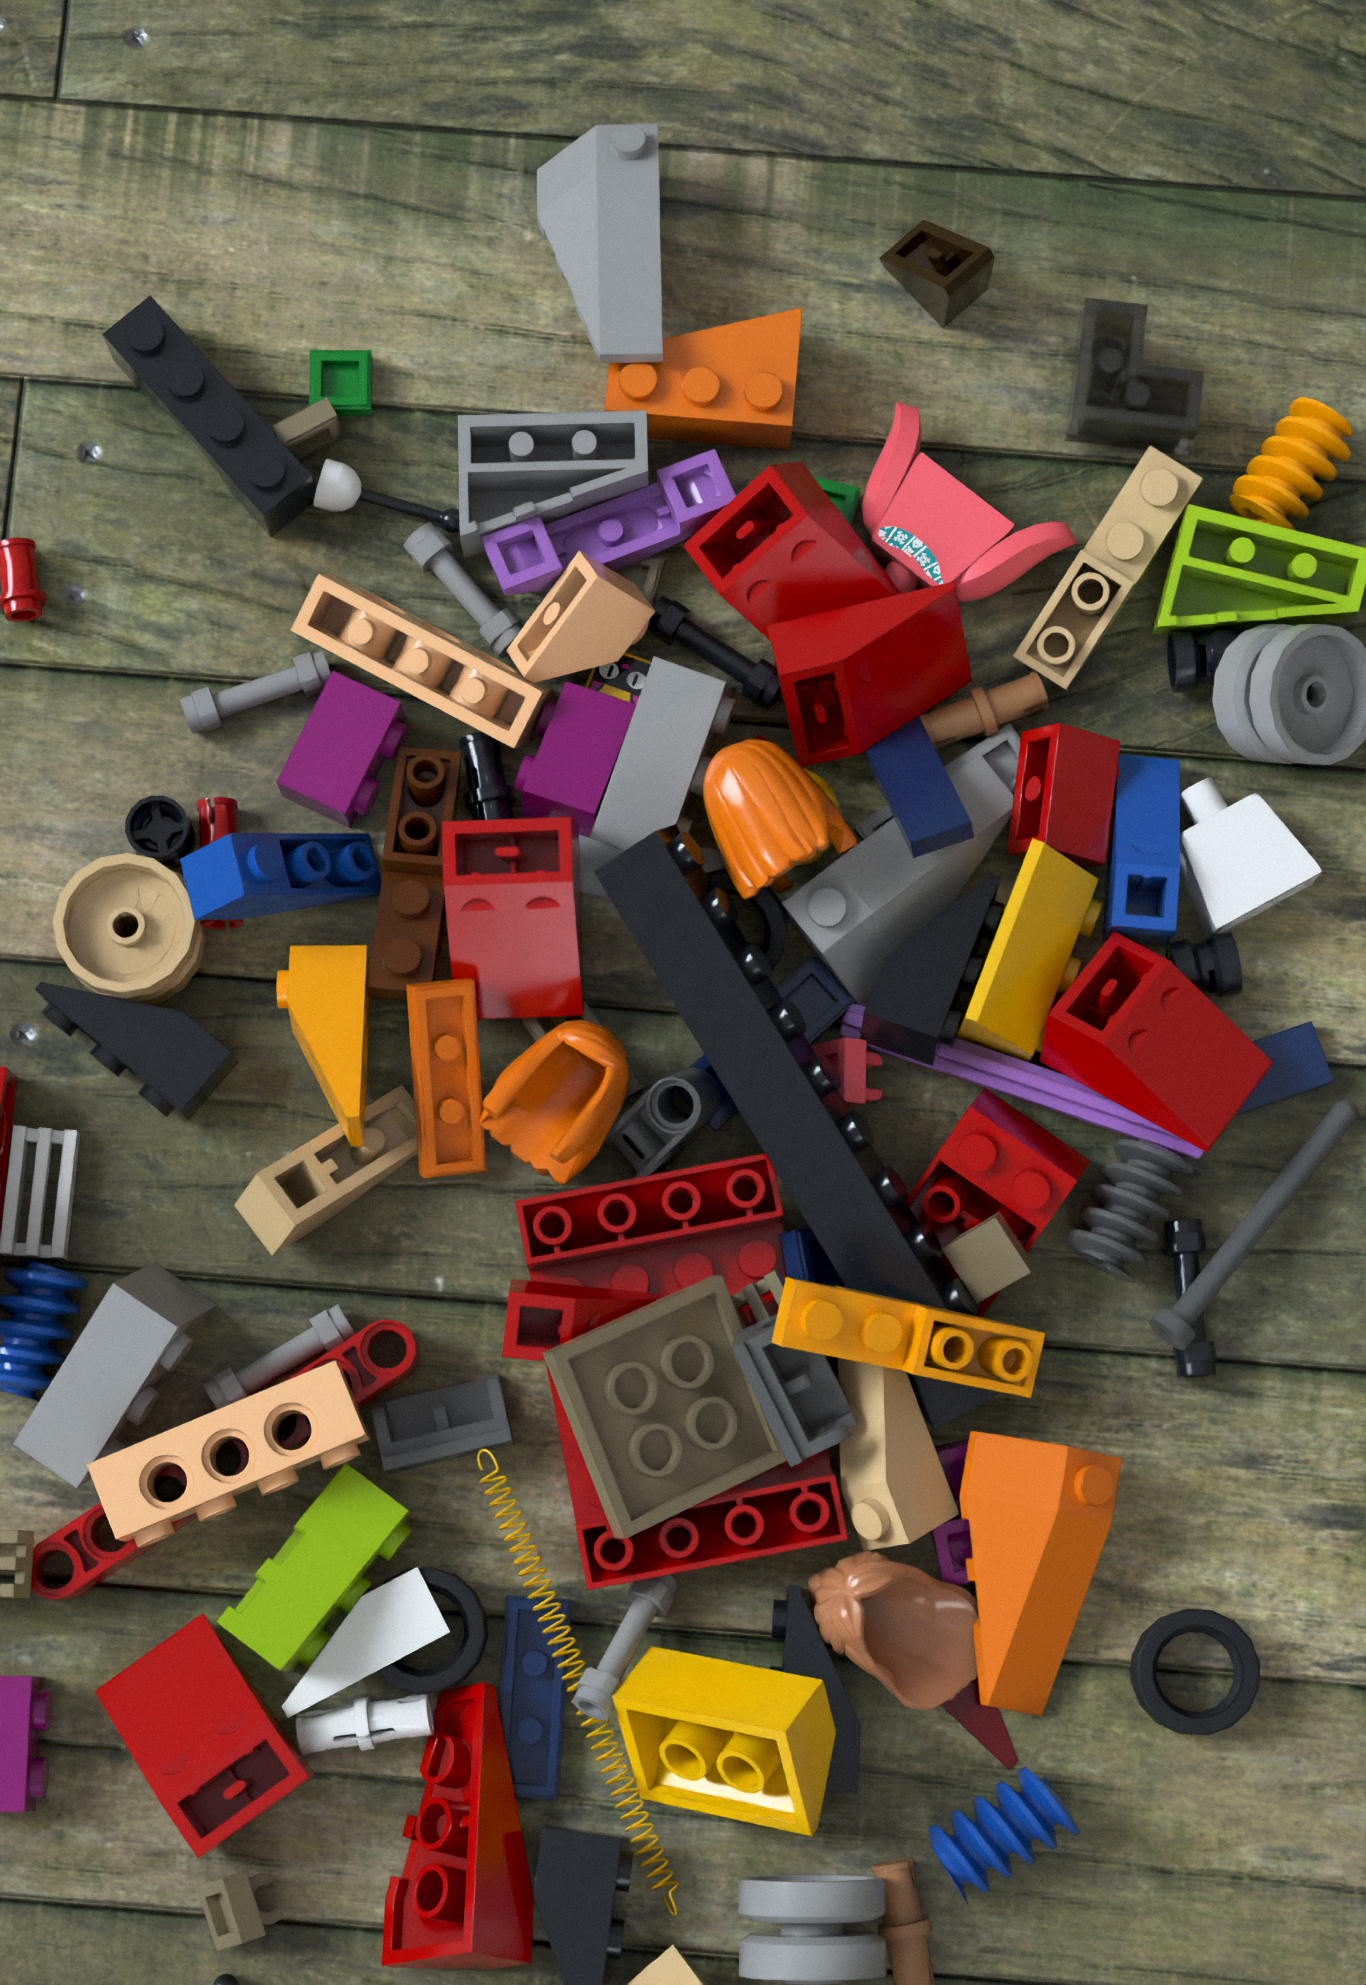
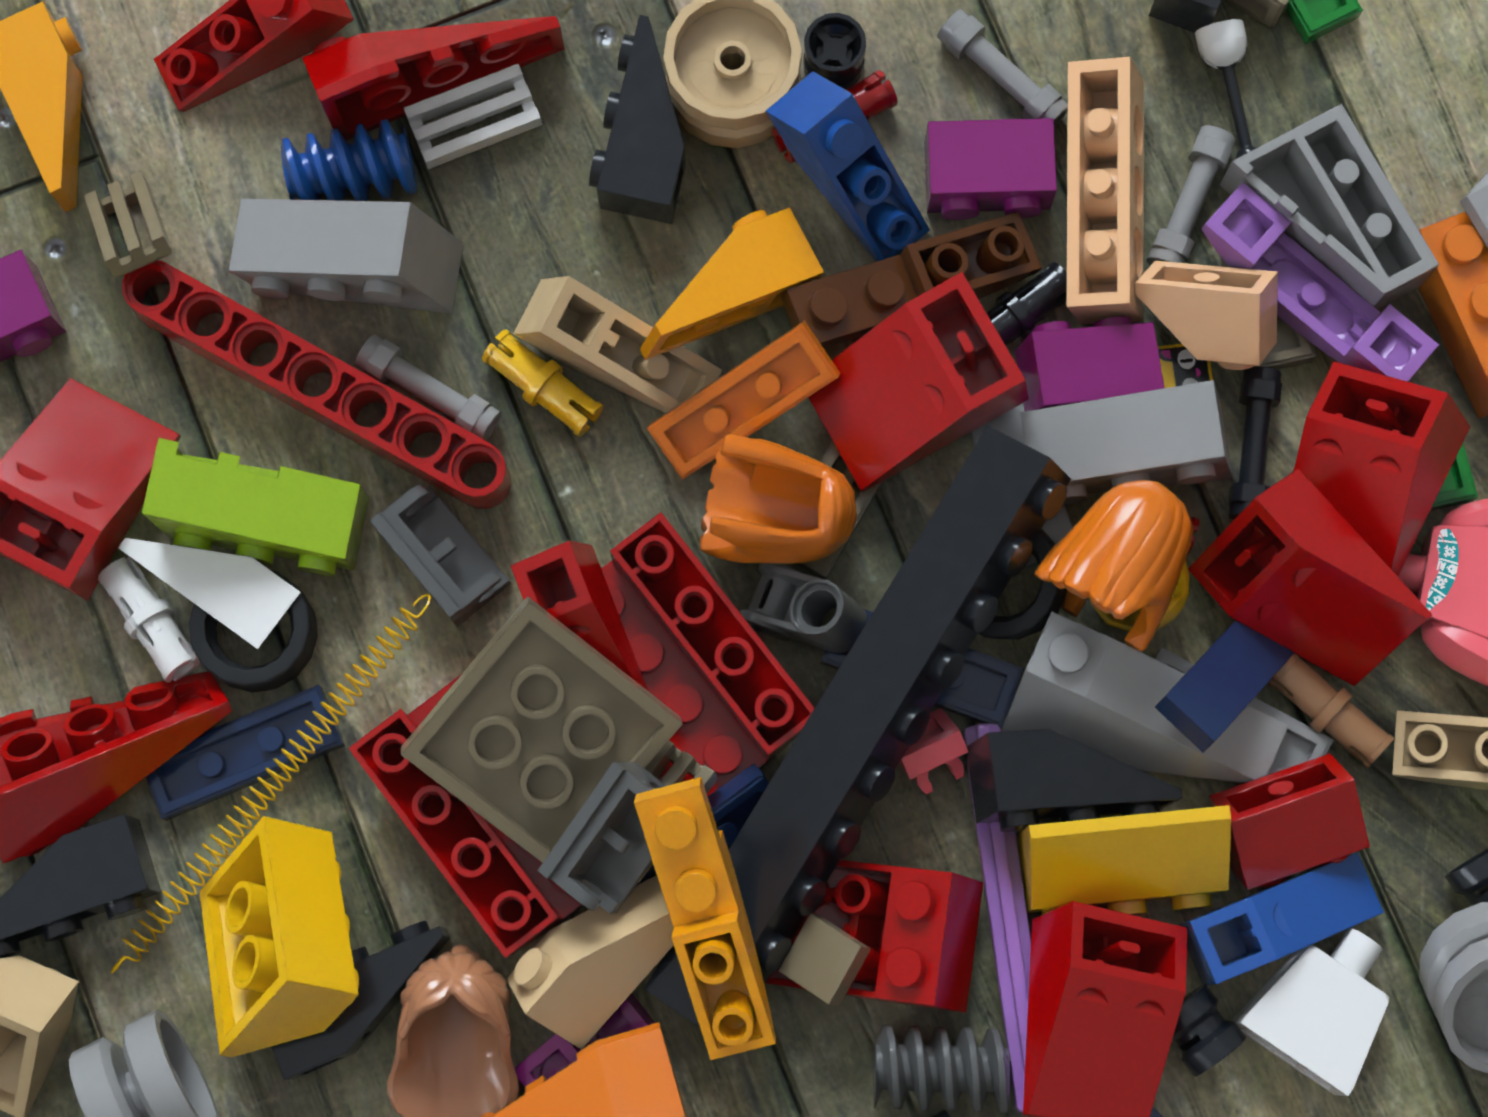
camera: 65 degrees right, 0 degrees up
(128, 1476) = (248, 305): light nougat brick -> none
(329, 1253) = (542, 383): none -> yellow pin
(596, 1686) = (270, 801): light grey bar -> none

